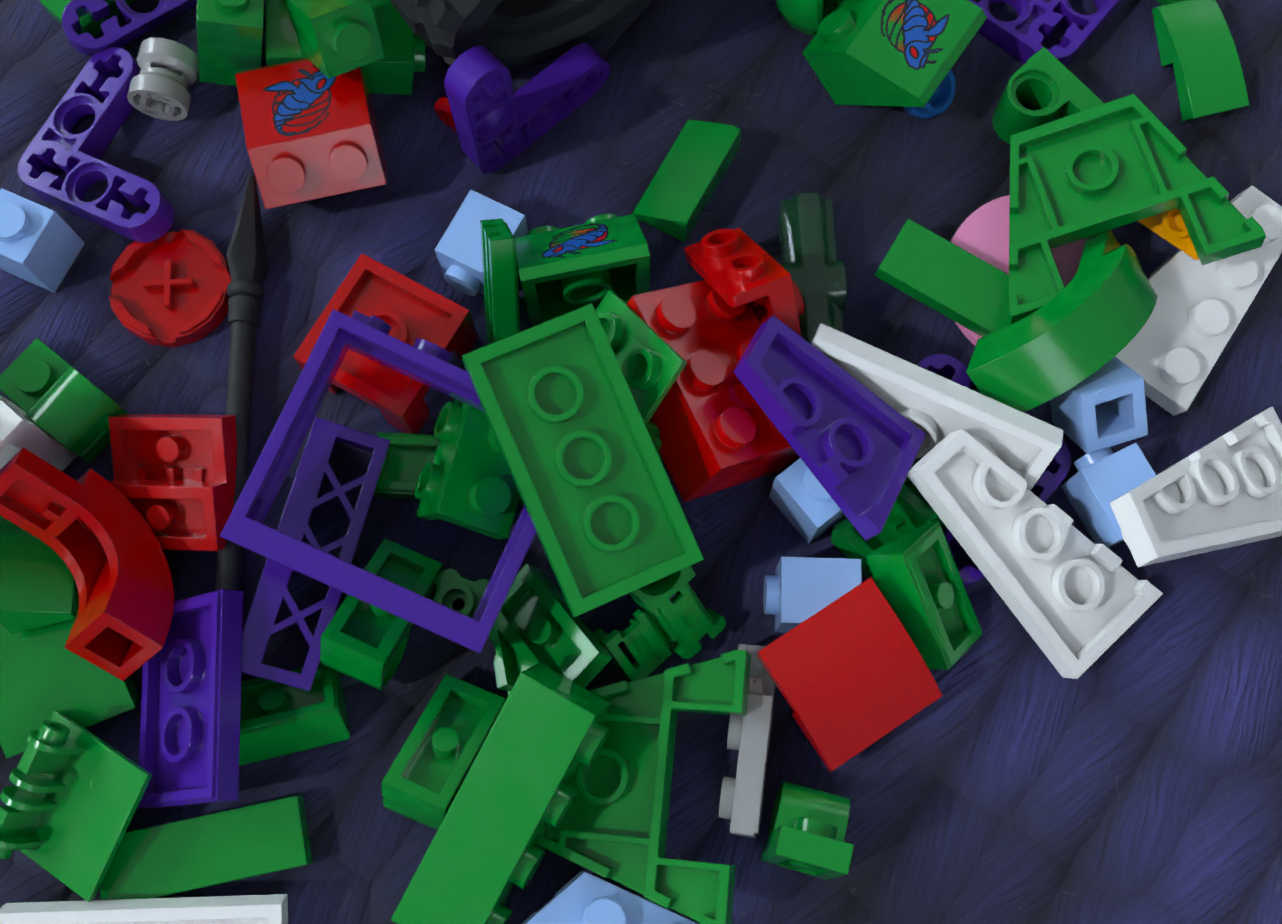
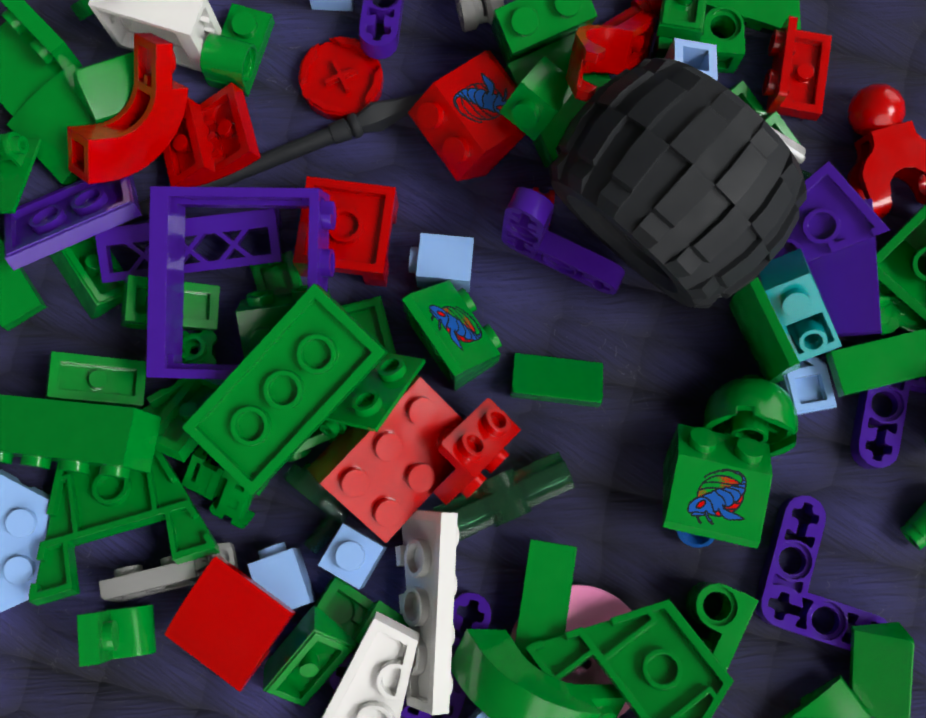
camera: 65 degrees right, 5 degrees up
(500, 280) = (406, 284): green tile -> none
(714, 512) = (336, 512): none -> clear green plate
(833, 423) = (387, 549): dark purple wing -> none

